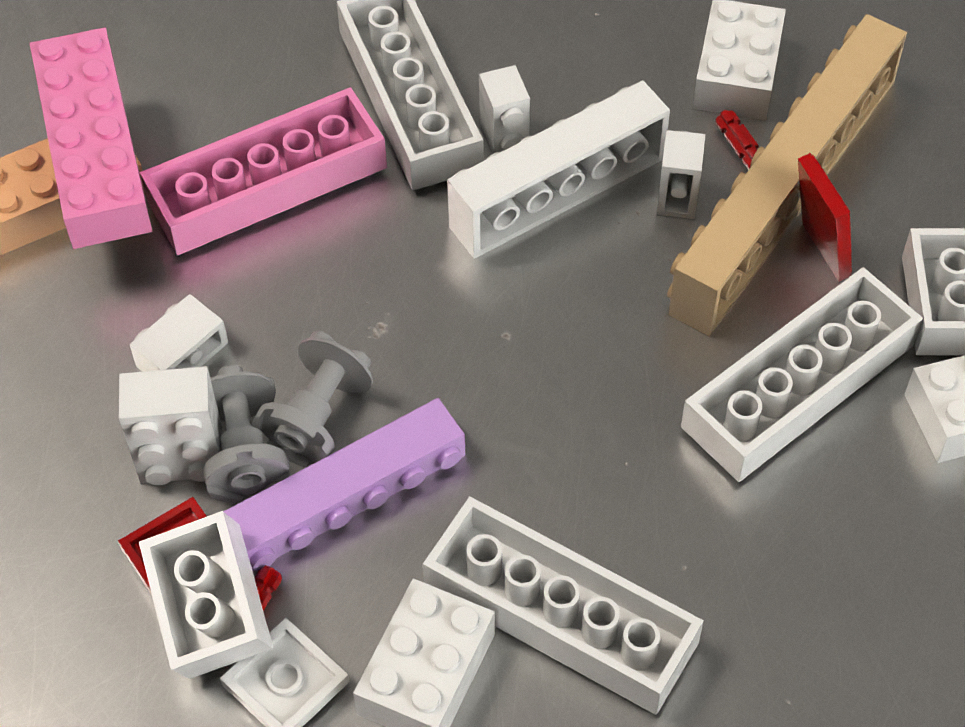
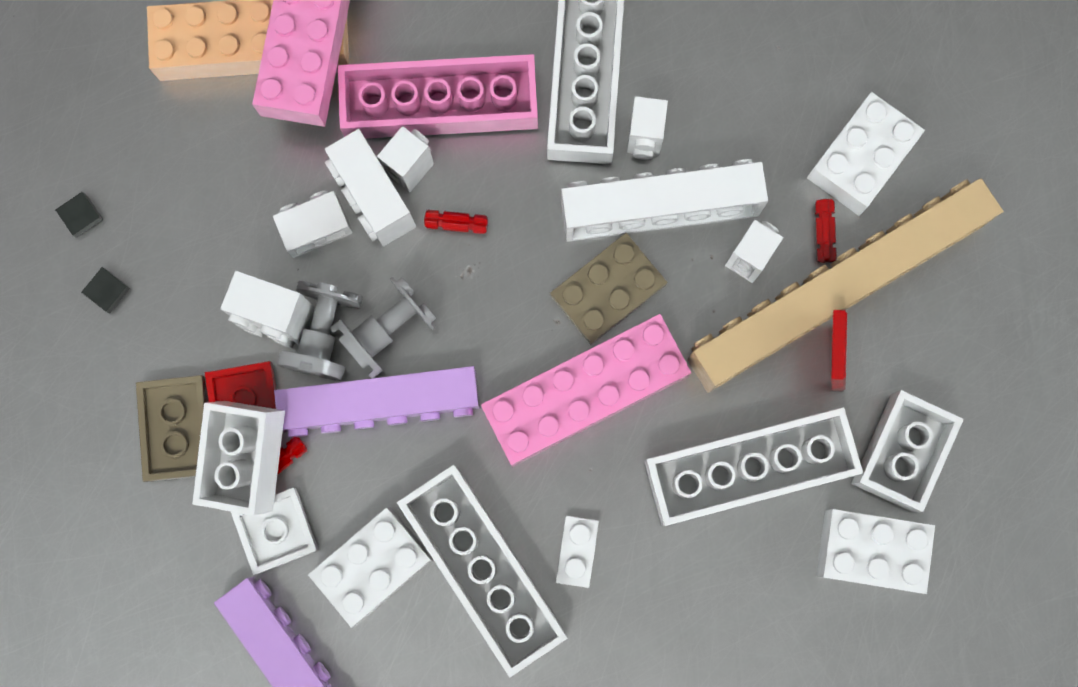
camera: 30 degrees right, 25 degrees up
(104, 621) = (170, 426): none -> dark tan plate
(232, 275) = (368, 189): none -> white brick
(258, 234) = (406, 158): none -> white brick
(342, 282) = (456, 221): none -> red axle
(544, 281) = (608, 288): none -> dark tan plate
(574, 380) = (586, 390): none -> bright pink brick
(659, 549) = (577, 551): none -> white plate

